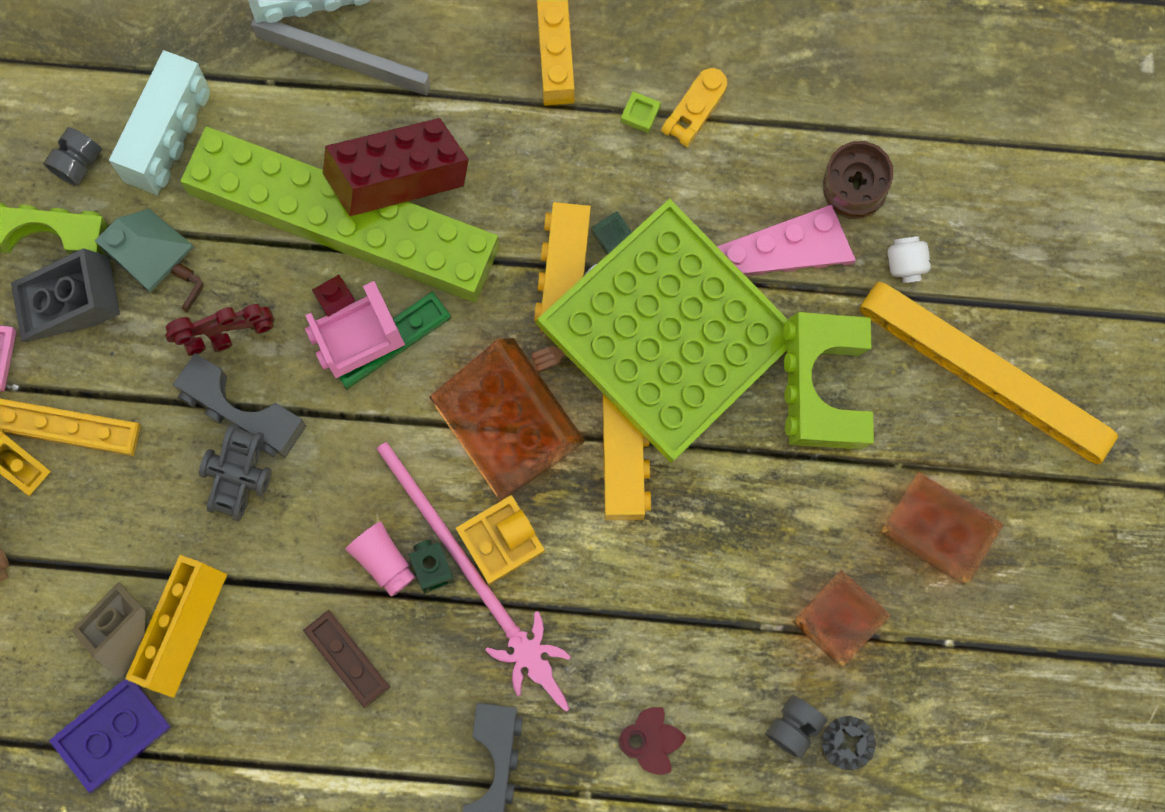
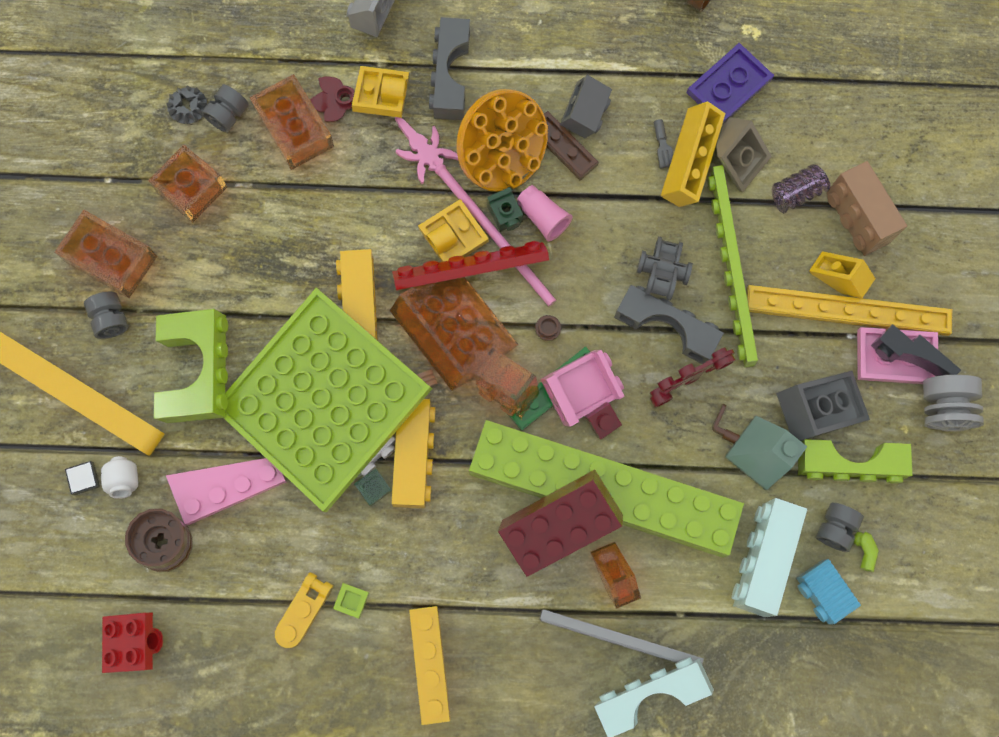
camera: 175 degrees right, 0 degrees up
(41, 133) = (869, 548): none -> lime arm
(43, 576) = (800, 186): none -> piece
(99, 91) = (827, 592): none -> medium azure brick
(148, 491) = (733, 276): none -> lime plate
(214, 641) = (664, 151): none -> dark grey piece
(310, 704) = (586, 107): none -> dark grey brick
(336, 114) = (616, 575): none -> clear orange slope
(390, 413) = (548, 328): none -> reddish brown plate
(429, 651) = (502, 140): none -> light orange bracket
(446, 332) = (506, 383): none -> clear orange brick
(480, 486) = (462, 266): none -> red plate
(586, 743) = (380, 91): none -> yellow plate
(705, 699) = (292, 122): none -> clear orange brick
(887, 80) = (129, 642): none -> red plate
(936, 451) = (104, 311): none -> dark grey wheel
(954, 265) = (82, 478): none -> white tile

